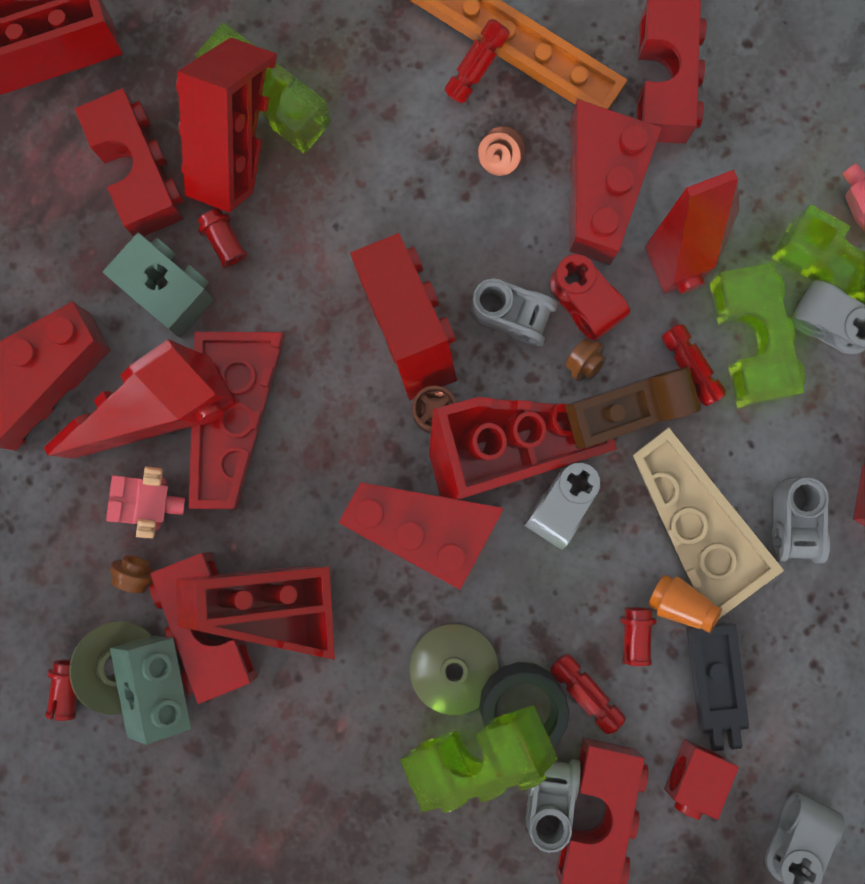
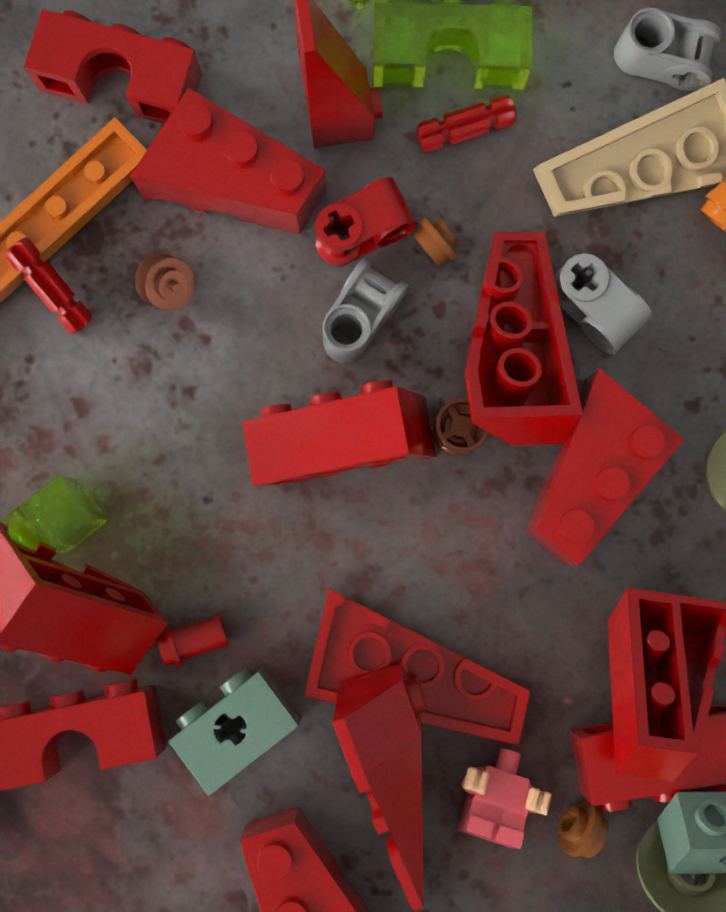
camera: 85 degrees left, 0 degrees up
(633, 407) = (504, 199): reddish brown plate -> none

